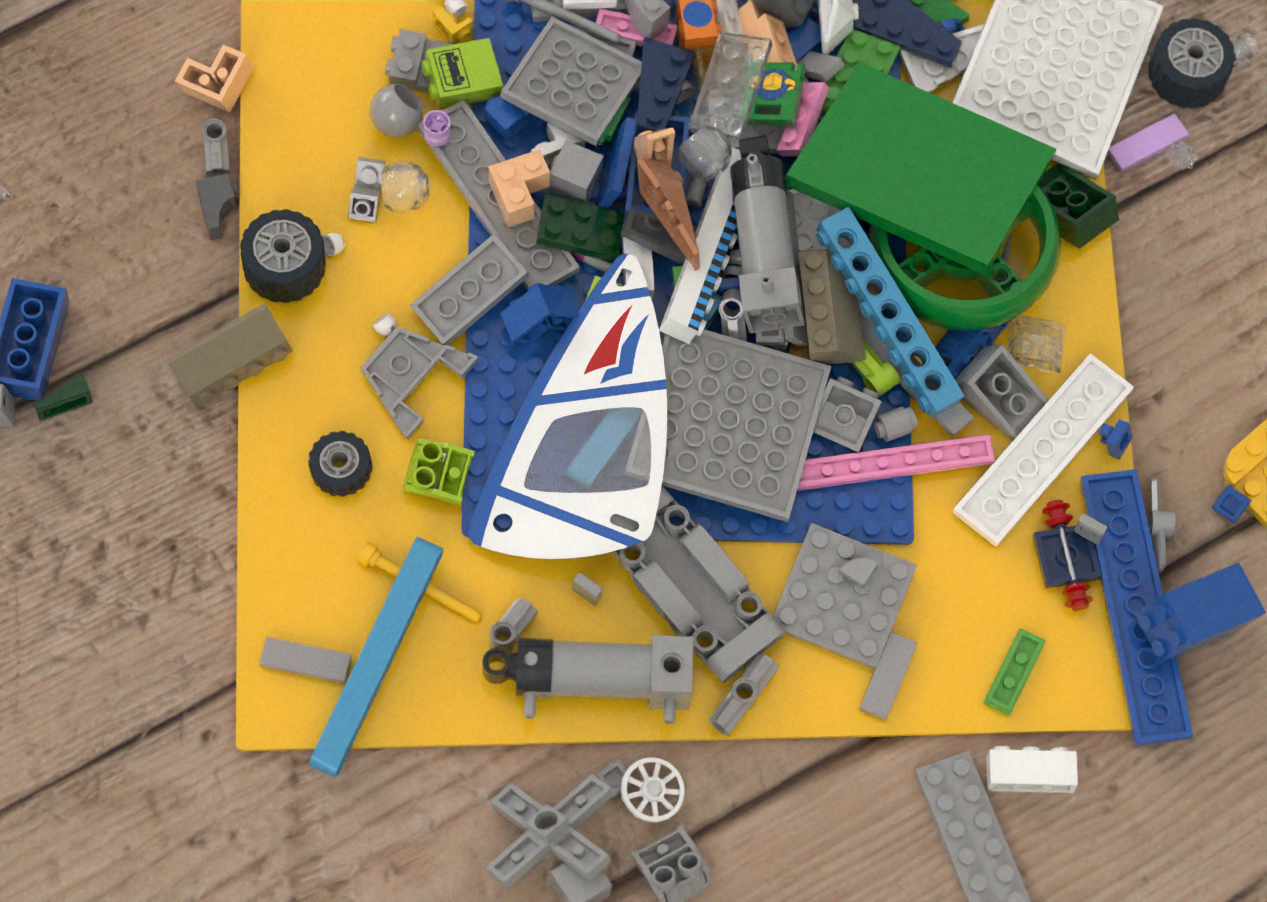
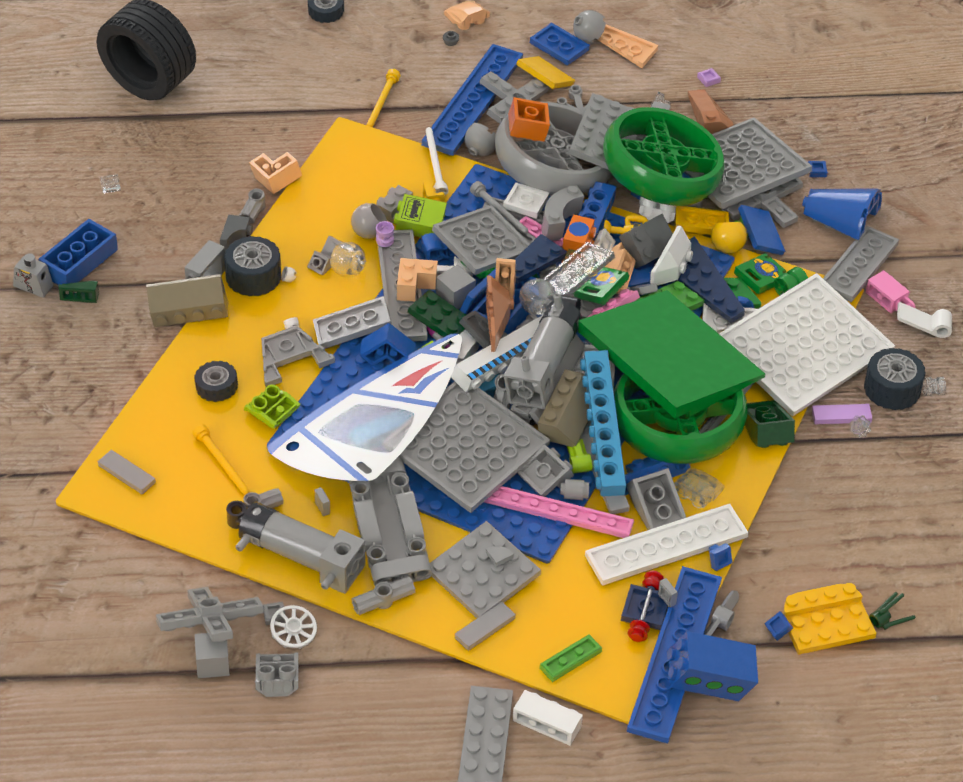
camera: 30 degrees right, 20 degrees down
(219, 287) = (207, 261): none -> light grey window
(376, 657) = (167, 483): dark azure beam -> none

